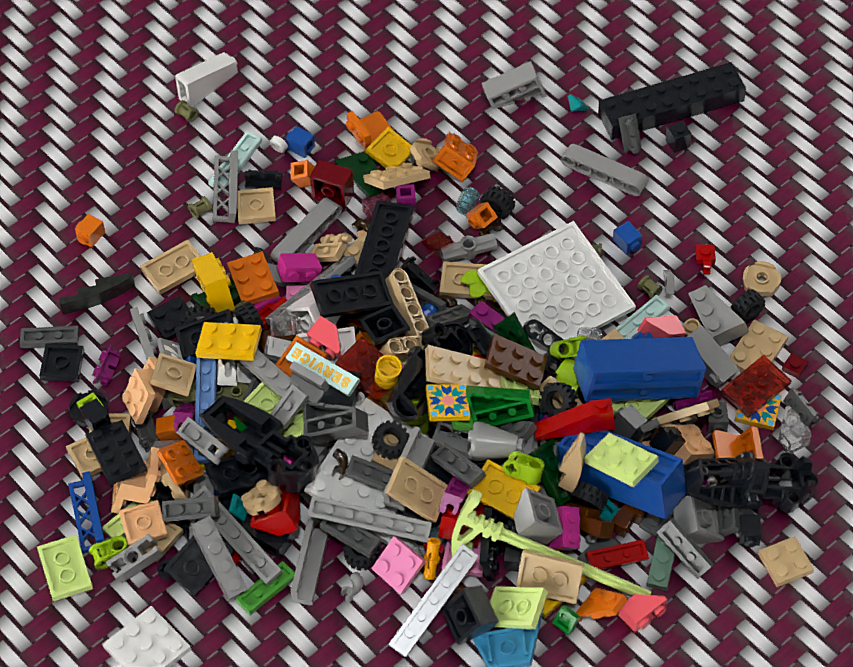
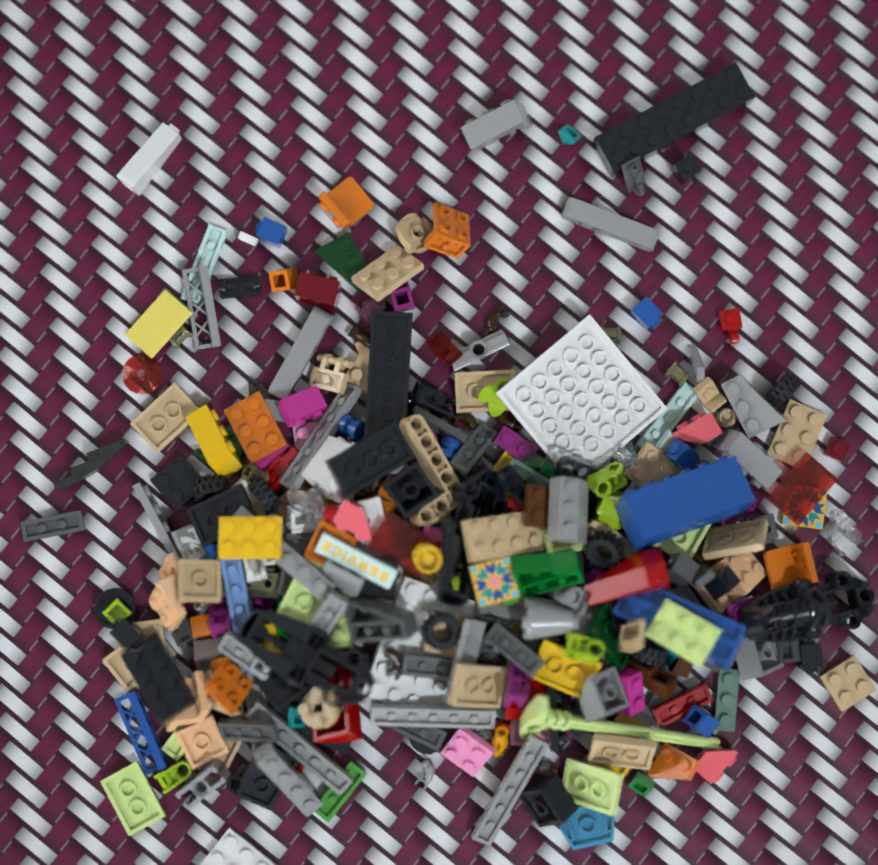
camera: 15 degrees left, 30 degrees up
(61, 363) = (73, 556): black plate -> none
(89, 230) = (64, 384): orange brick -> none
(108, 359) = (119, 561): magenta hinge -> none
(158, 240) = (151, 378): none -> clear red dish
(184, 195) = (158, 324): none -> light yellow tile
(186, 111) = (130, 204): olive bush -> none
(256, 205) = (239, 324): tan plate -> none
(303, 329) = (330, 512): none -> red plate
(309, 564) = (377, 762): light grey fence -> none
(389, 149) = (372, 229): yellow tile -> none
(467, 200) = (468, 287): clear light blue brick -> none
(481, 216) = (486, 309): orange brick -> none
(499, 201) = (501, 289): black tyre -> none
(528, 358) = (568, 510): none -> light grey slope
(634, 568) = (701, 721): none -> blue brick
(676, 304) = (709, 395): none -> tan bracket
(685, 548) = (749, 692): plate -> none
(766, 270) = (802, 339): tan plate -> none
(799, 404) = (853, 508): dark grey hinge -> none

